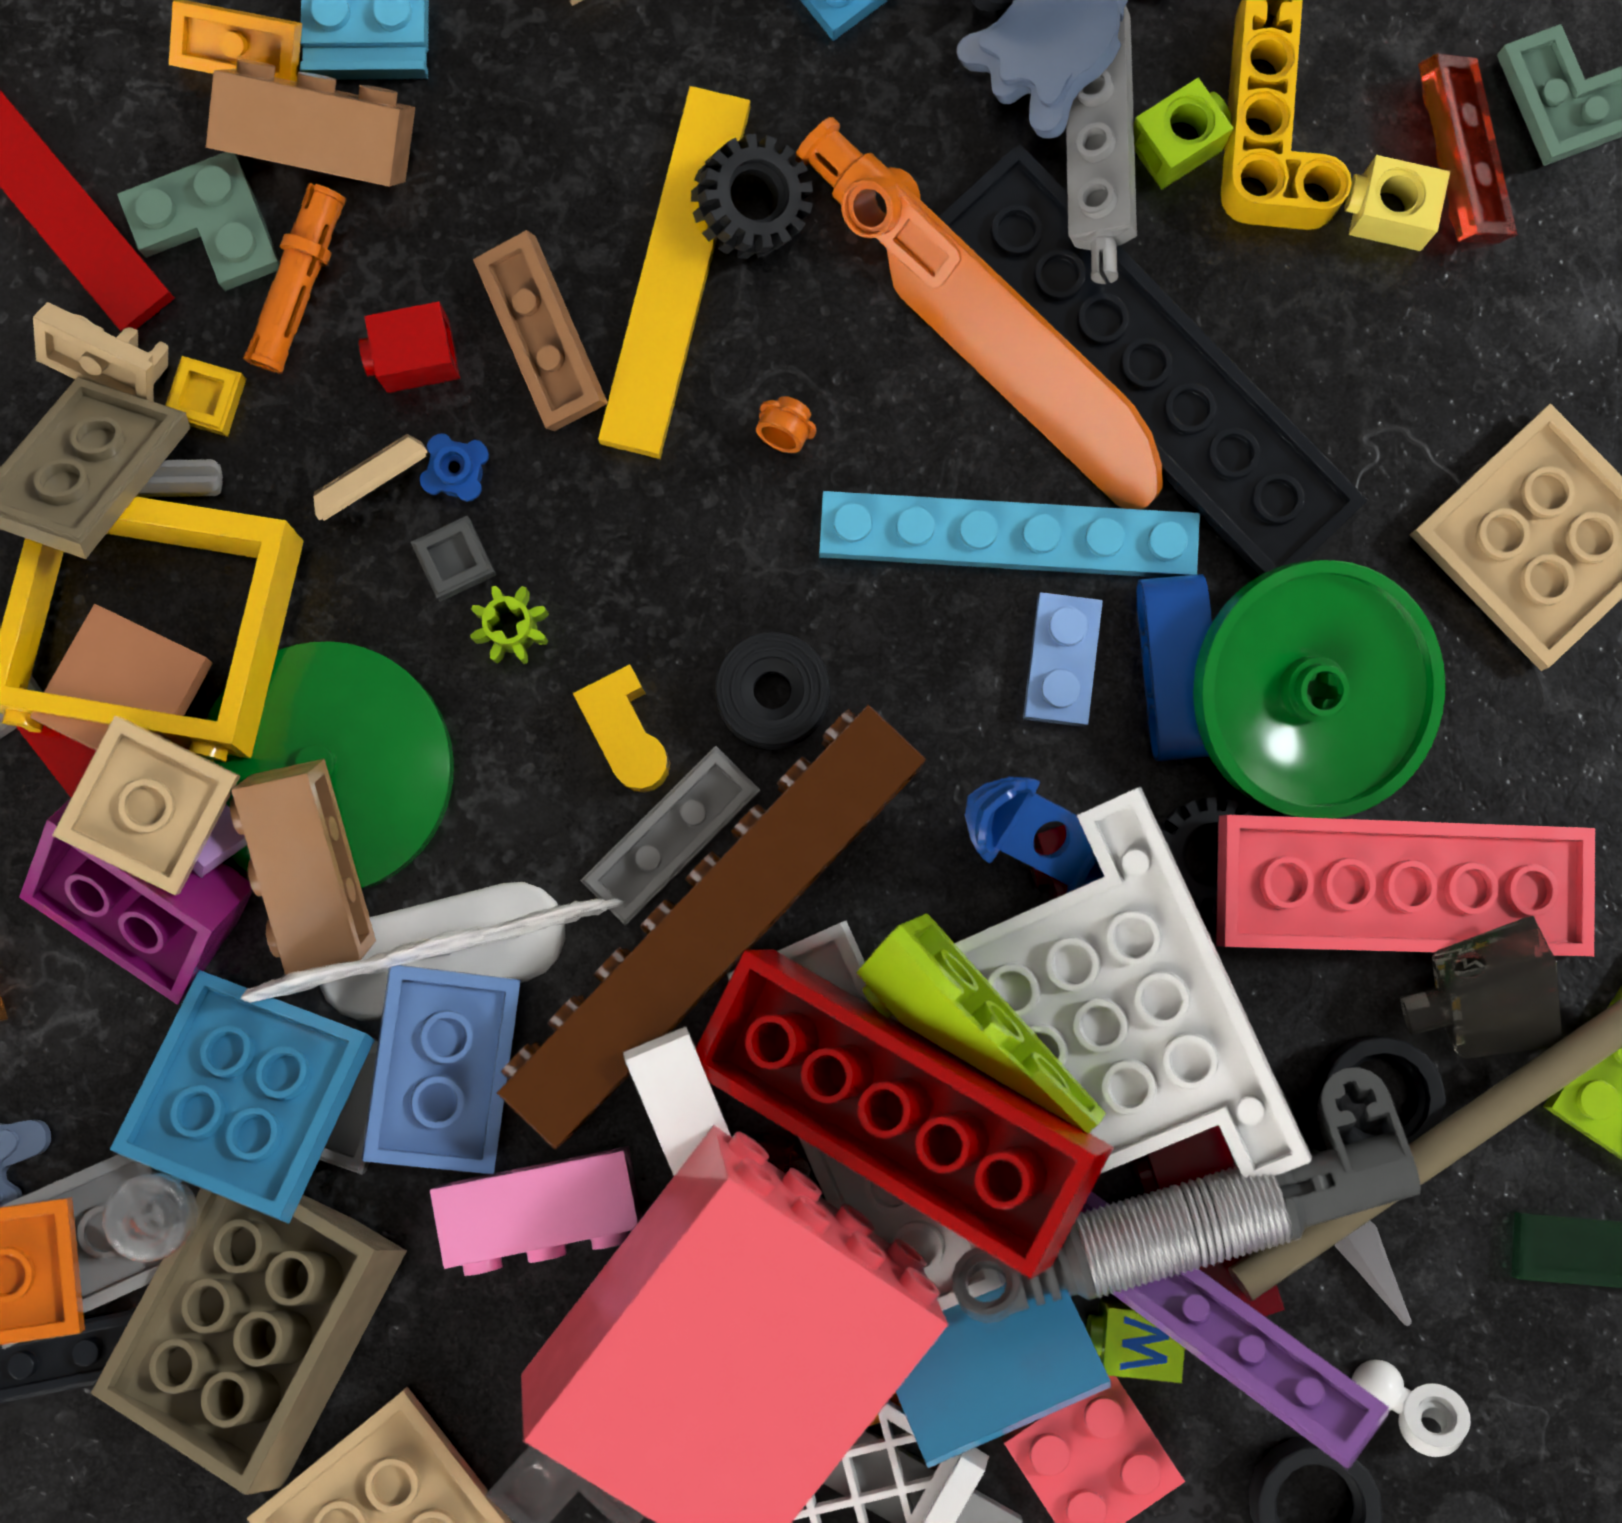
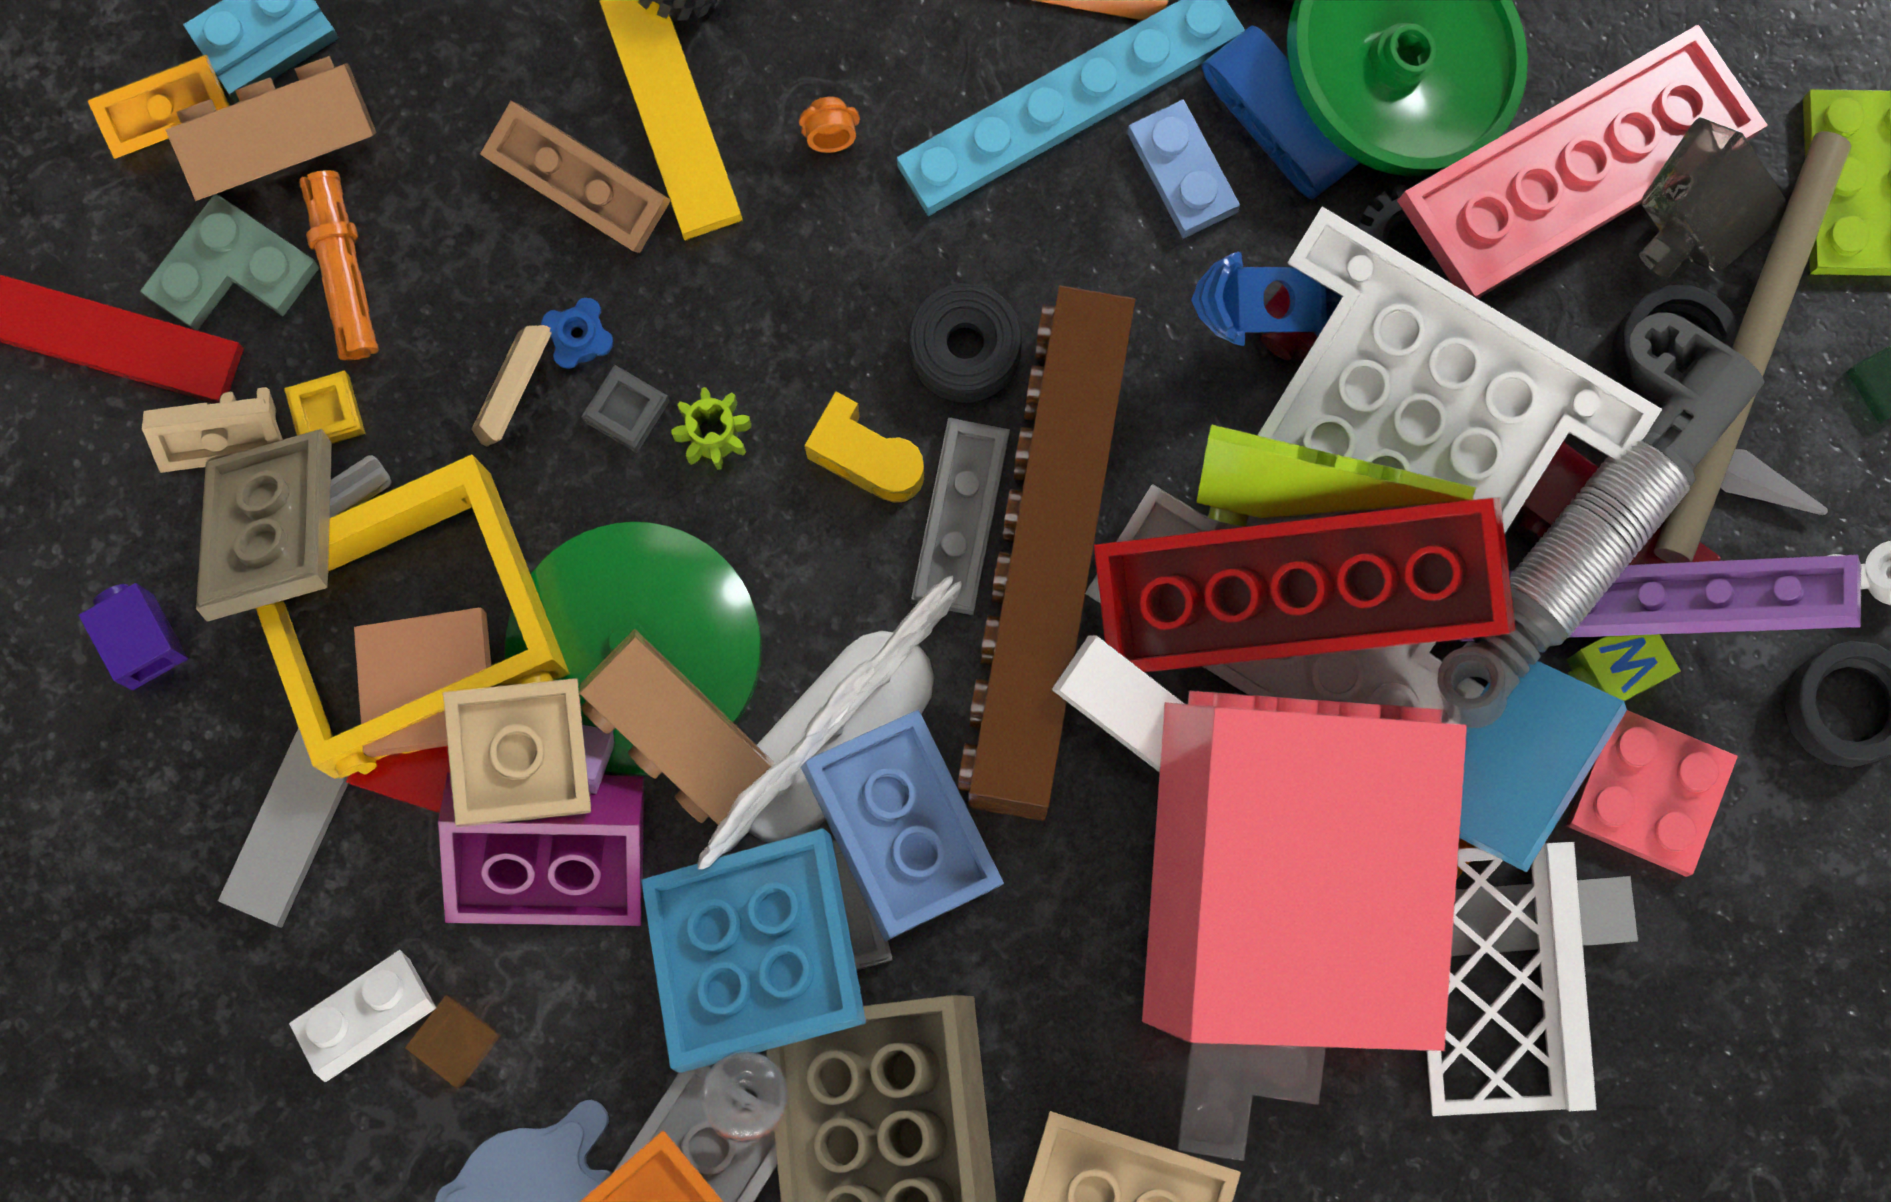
camera: 30 degrees left, 5 degrees down
(409, 347) = (475, 258): red brick -> none
(536, 1210) = (1061, 887): bright pink brick -> none

